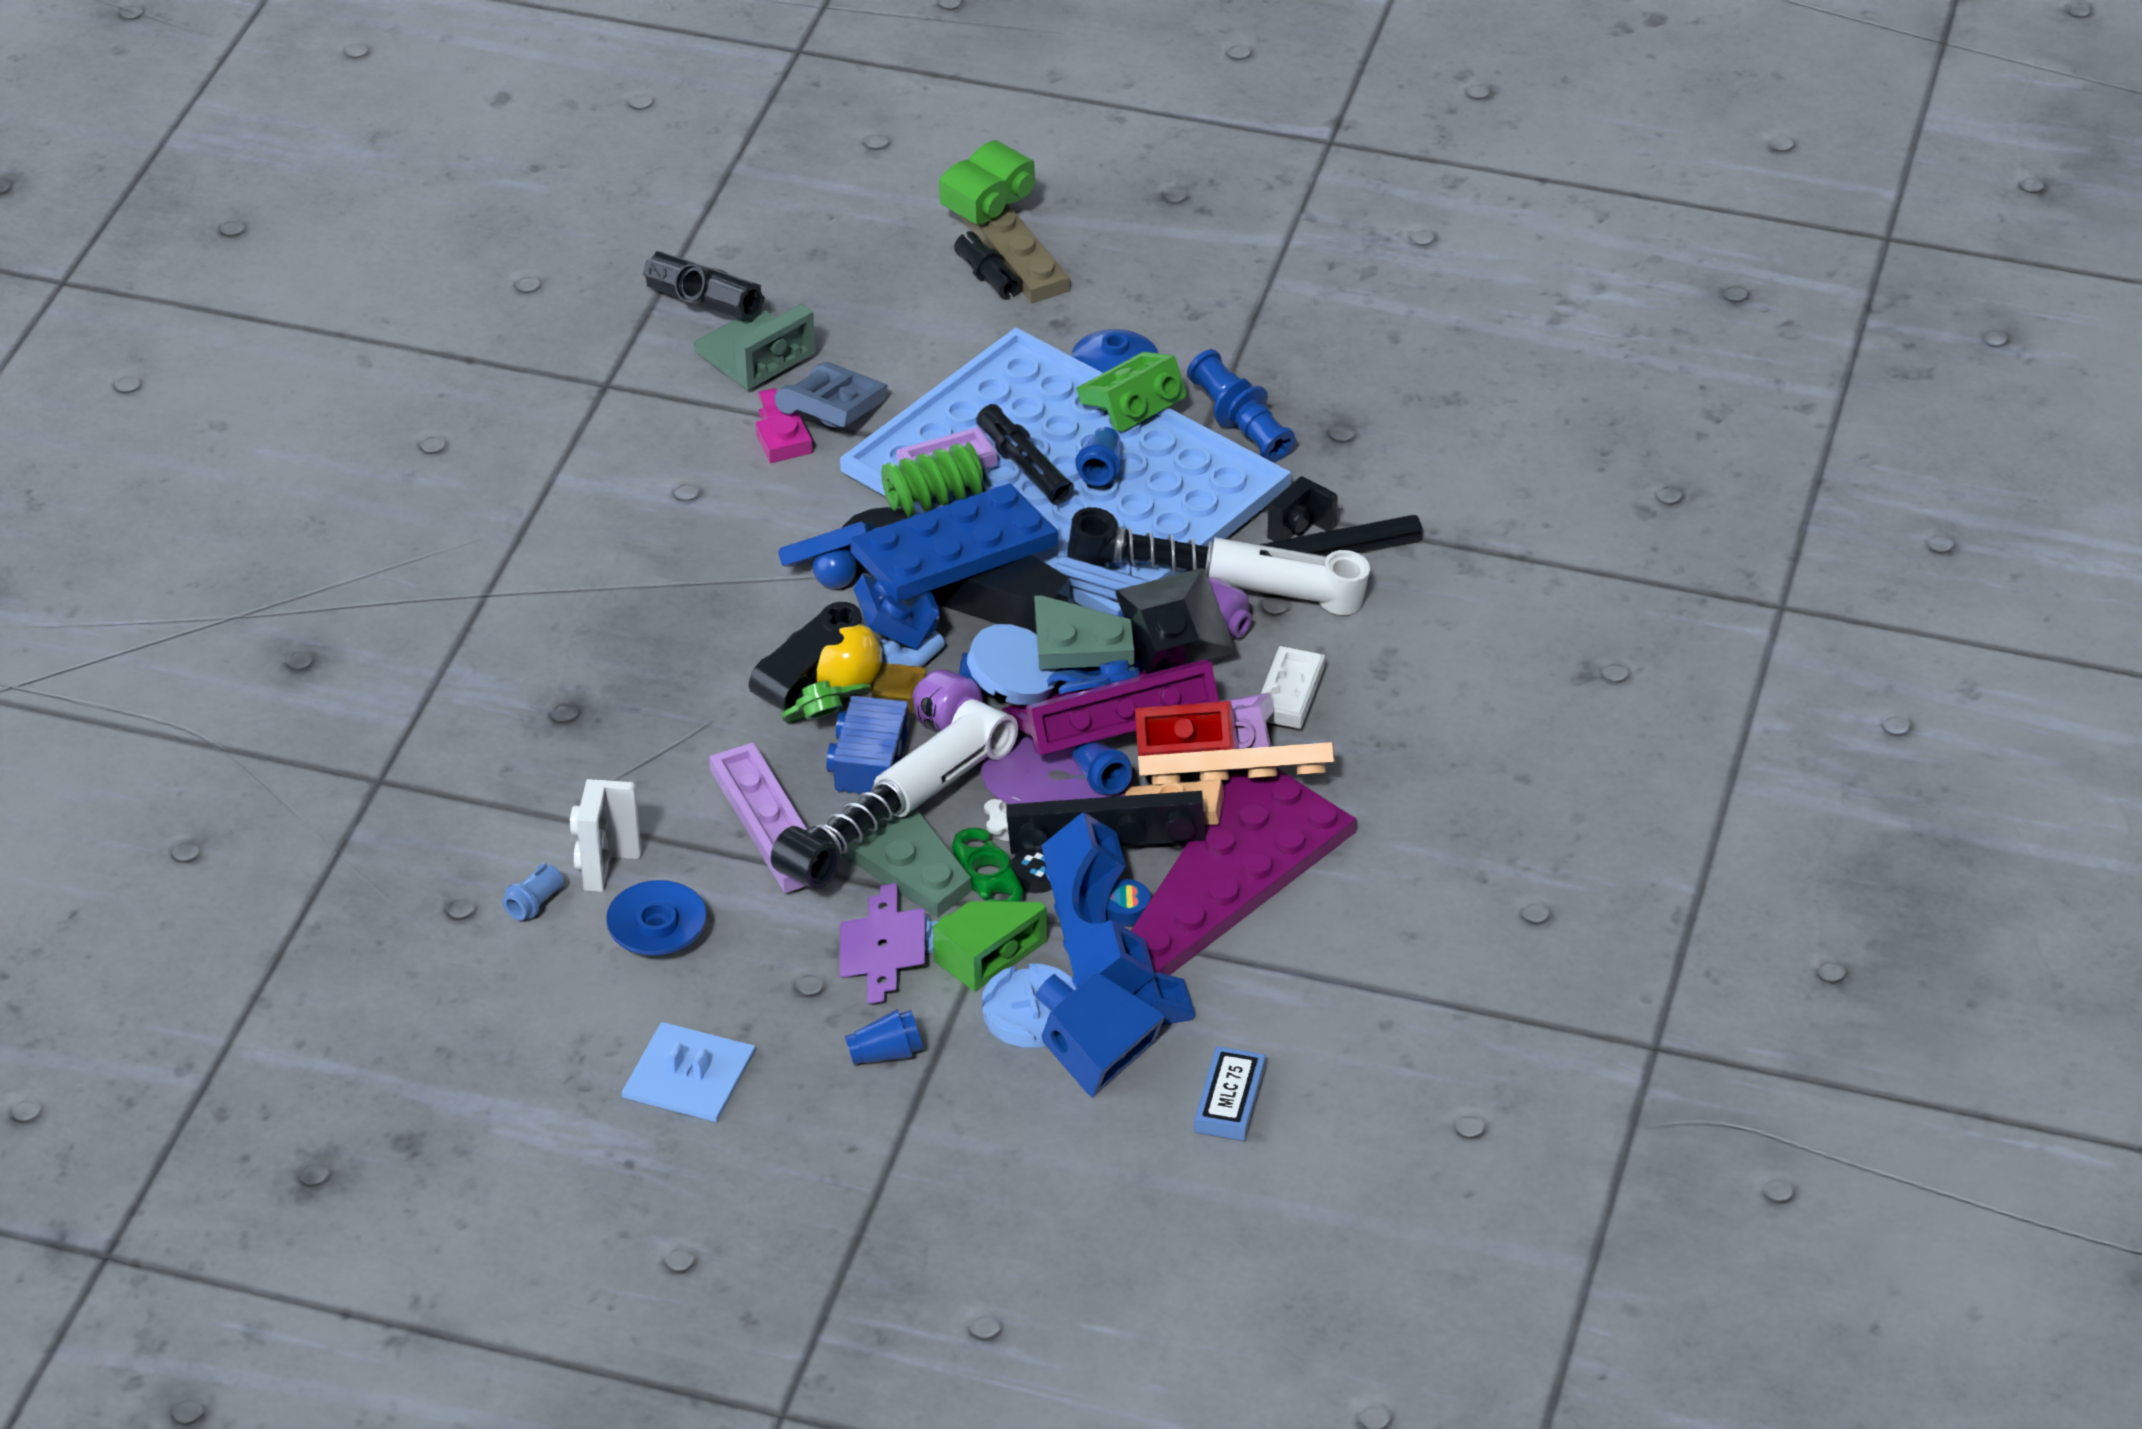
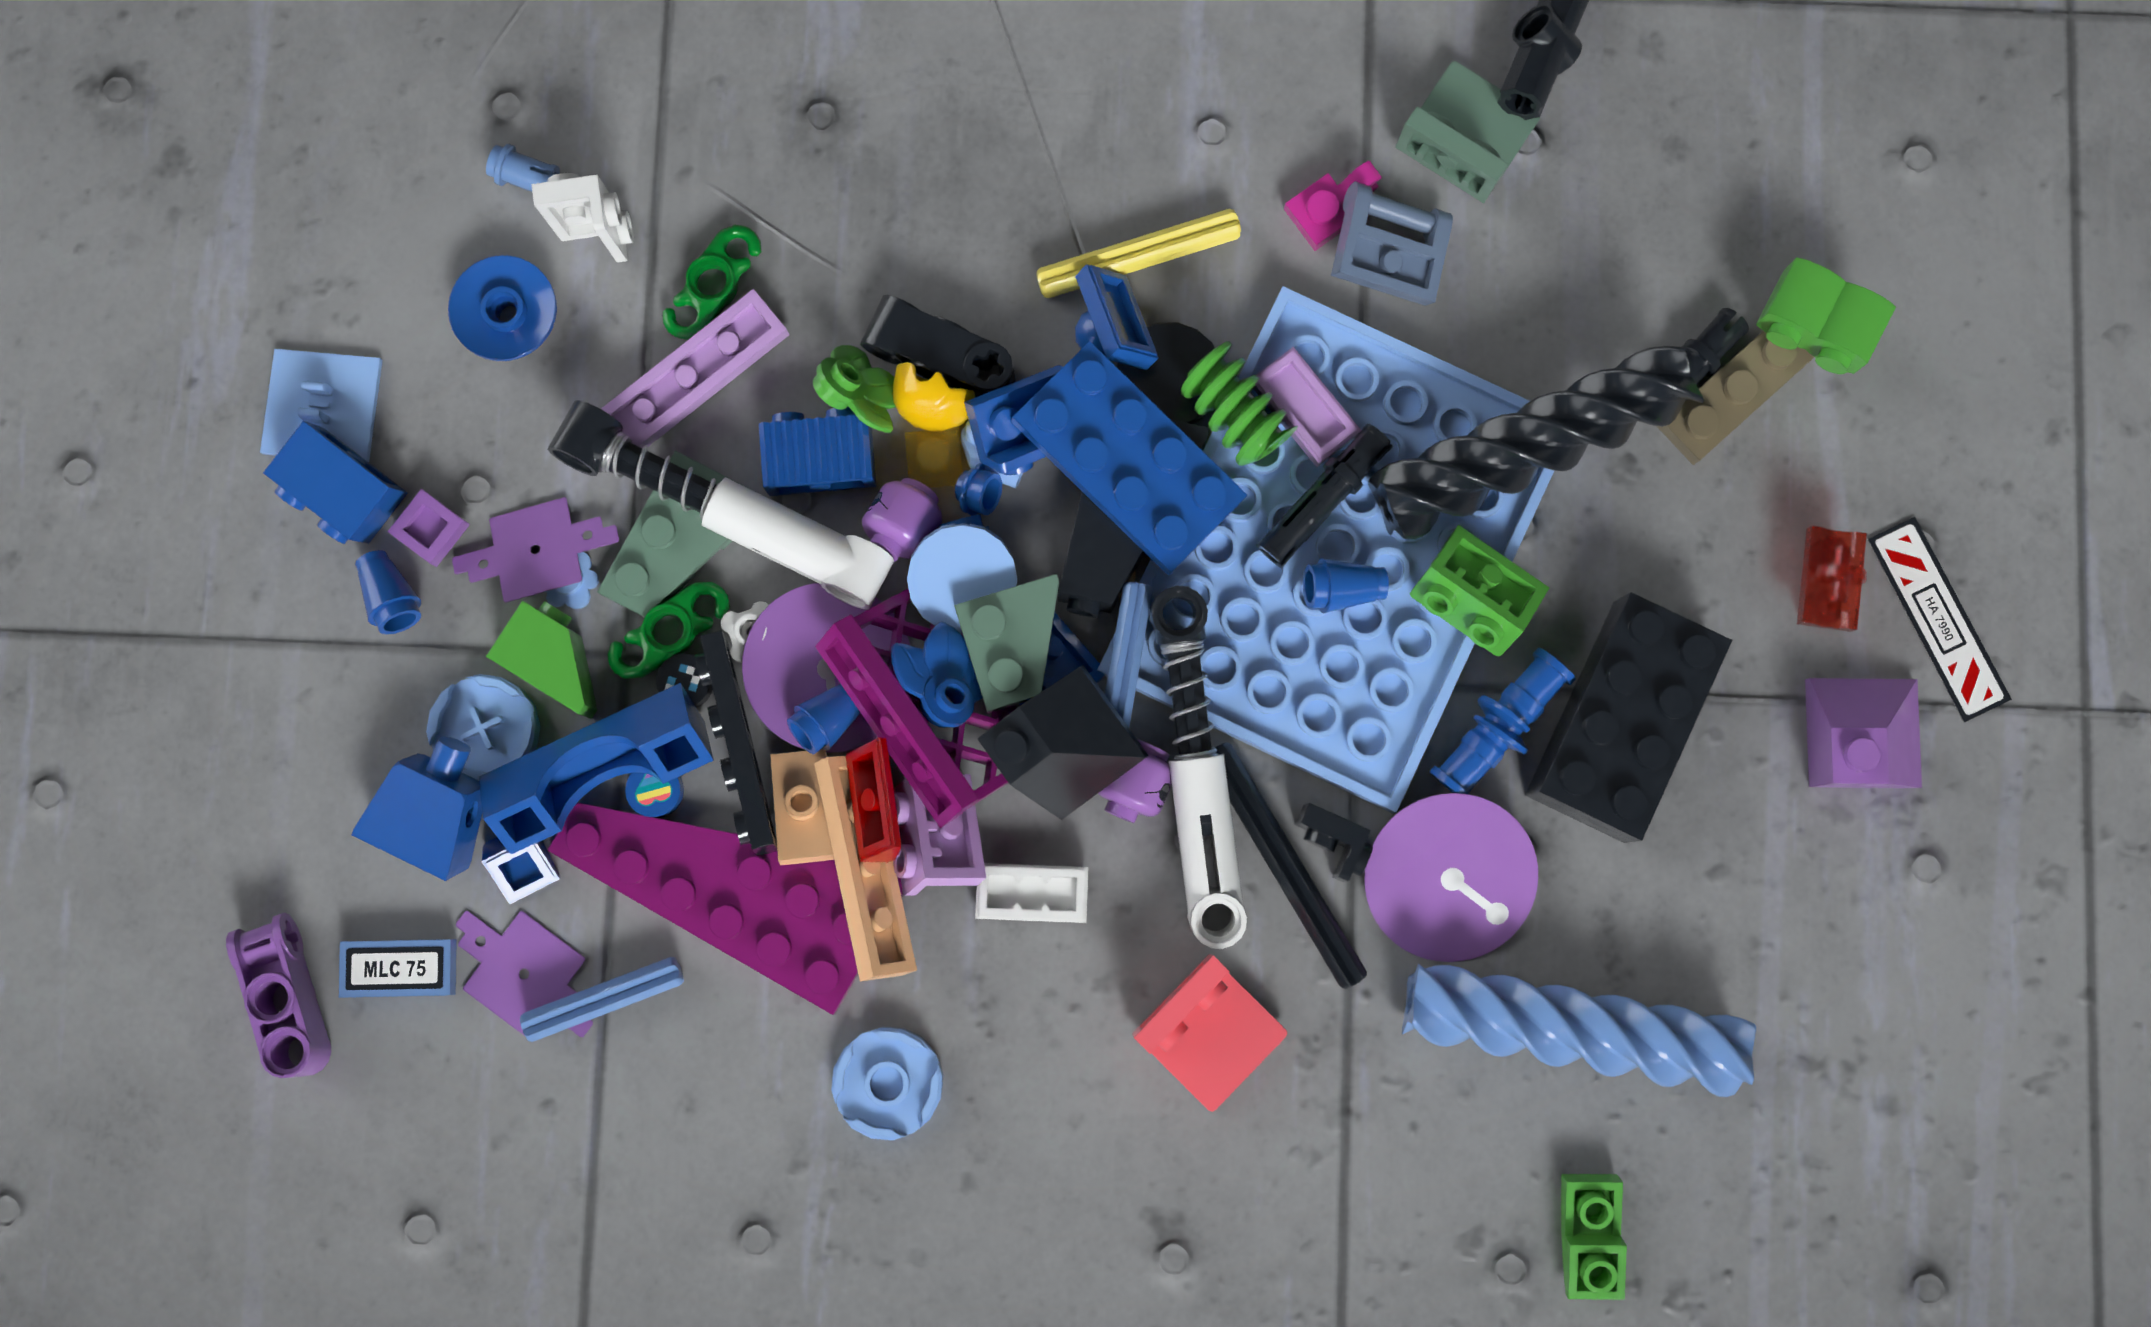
camera: 75 degrees right, 40 degrees up
(668, 785) = (713, 257): none -> green piece
(772, 539) = (1143, 251): none -> light yellow axle
(772, 1048) = (334, 484): none -> blue brick
(836, 1002) = (428, 528): none -> medium lavender plate
(939, 655) = (978, 490): none -> blue plate
(1022, 334) = (1544, 433): none -> black piece
(1110, 348) = (1552, 554): blue dish -> none
(1187, 223) = (1832, 579): none -> clear red hips
(1234, 195) = (1939, 619): none -> sticker
(1234, 1163) = (262, 963): none -> medium lavender piece
(1260, 340) = (1628, 718): none -> black brick
(1282, 1015) = (502, 957): none -> medium lavender piece
(1299, 961) = (601, 999): none -> medium blue axle
(1310, 242) = (1863, 733): none -> medium lavender slope
(1353, 456) = (1451, 877): none -> medium lavender piece
(1423, 804) = (887, 1083): none -> light blue tile
(1432, 608) = (1210, 1033): none -> coral bracket
(1485, 408) = (1567, 1025): none -> medium blue piece
(1666, 444) = (1591, 1236): none -> bright green slope

